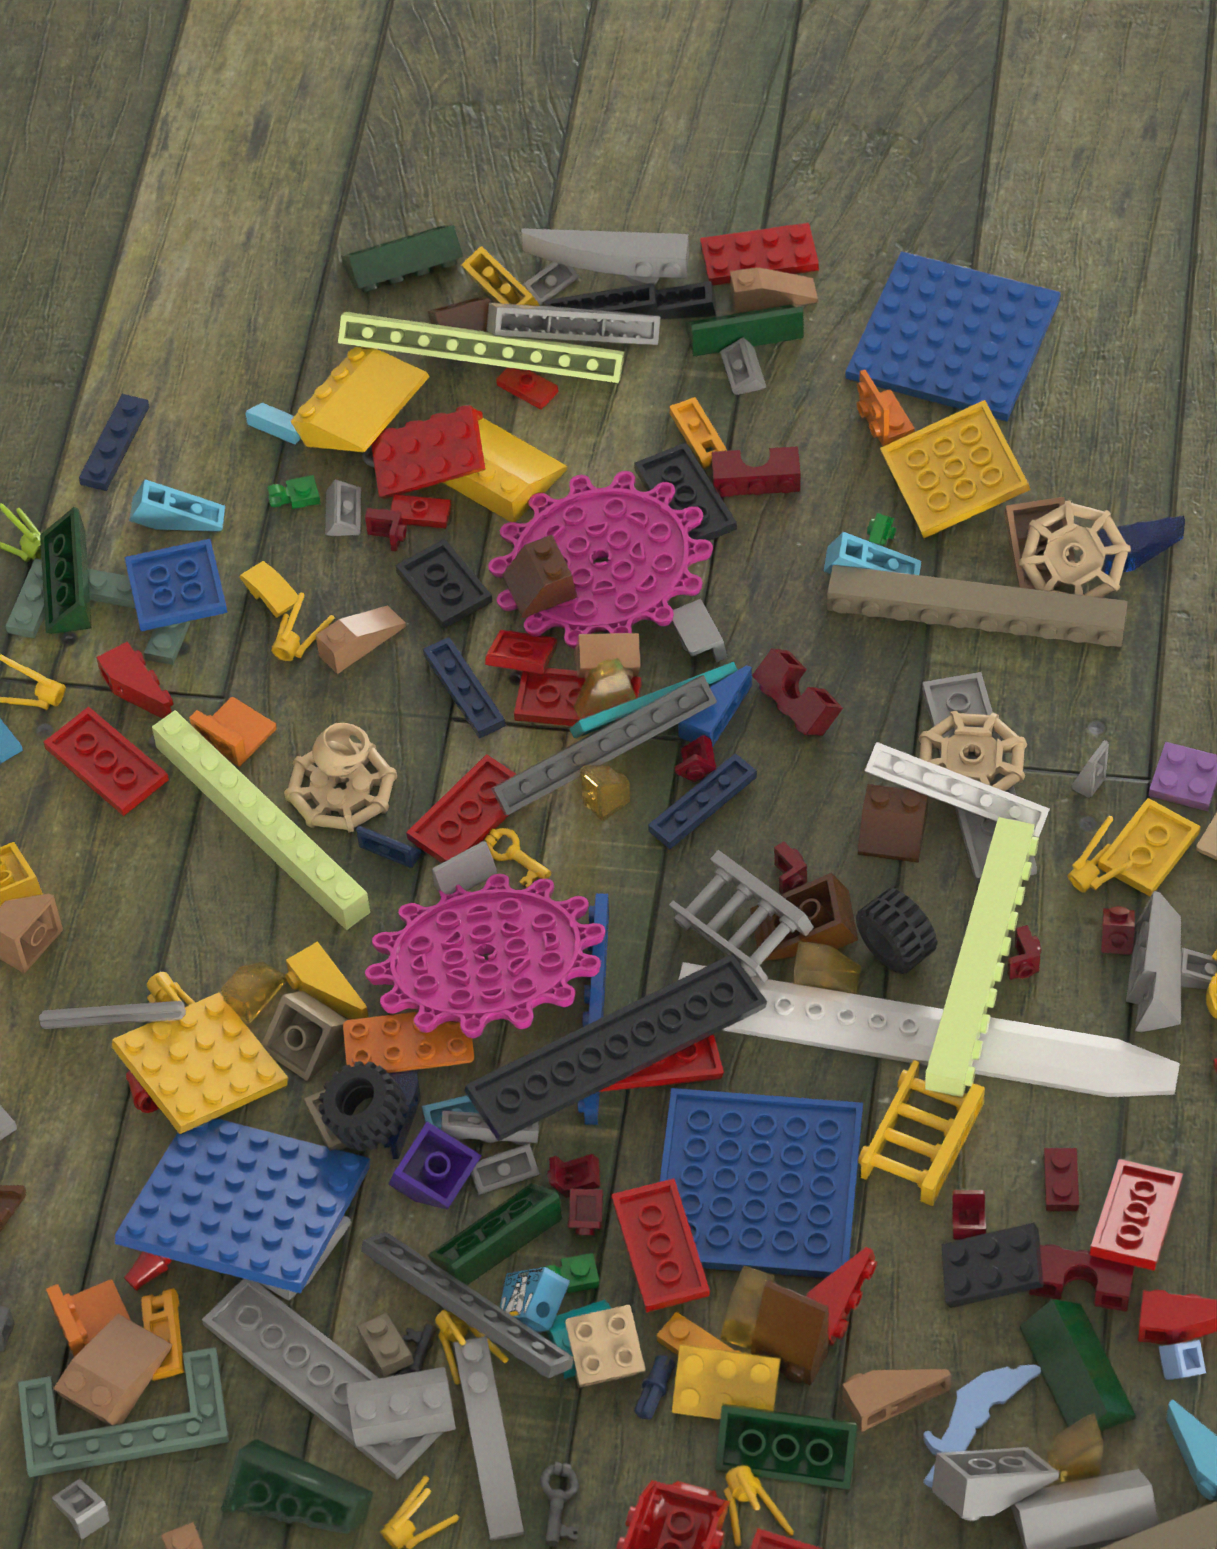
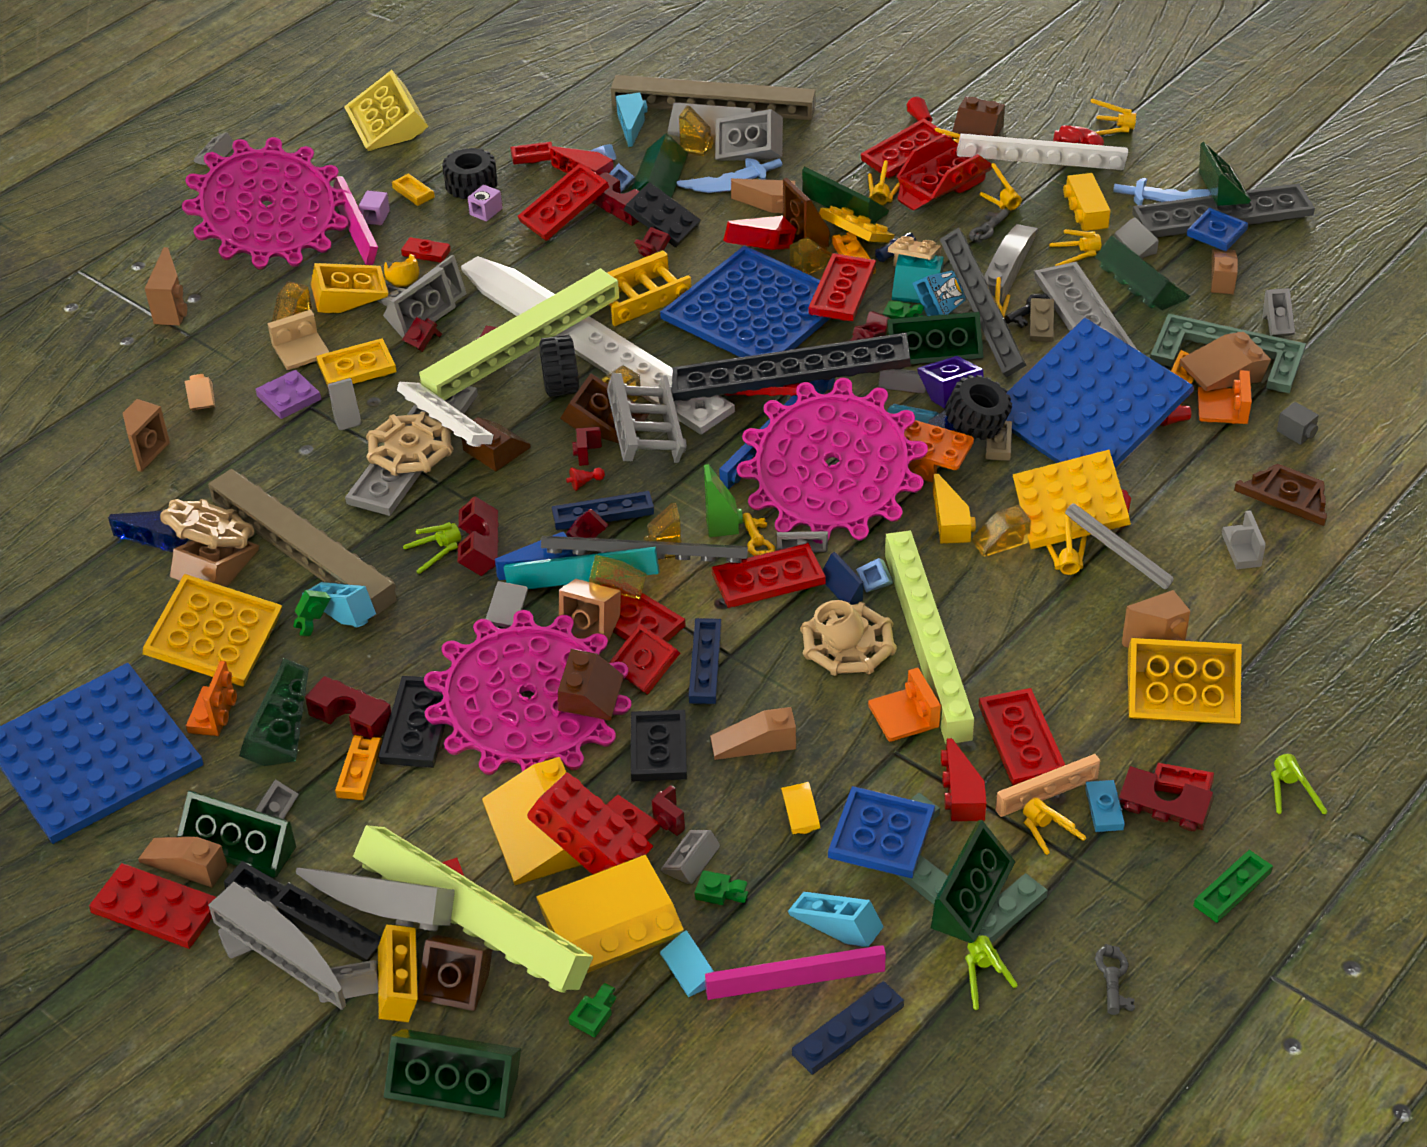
camera: 150 degrees left, 10 degrees down
(54, 718) = (1048, 785): none -> light nougat tile
(181, 451) = (795, 972): none -> dark pink tile
(287, 641) = (815, 757): yellow plant -> none
(304, 1034) = (982, 489): dark tan slope -> none
(325, 347) = (593, 1013): none -> green plate
(362, 868) = (874, 575): none -> light blue slope
(400, 1407) = (1054, 275): light grey slope -> none
(472, 1126) = (901, 389): light grey plate -> none
(568, 837) = (721, 508): none -> bright green slope
(763, 830) = (580, 477): none -> red piece
(800, 414) = (276, 726): none -> clear green wedge
(838, 684) = (446, 535): none -> lime plant
(1061, 1179) = (582, 246): dark red plate -> none
(1086, 872) = (410, 361): yellow plant -> none
(1117, 1325) = (623, 175): none -> light blue slope

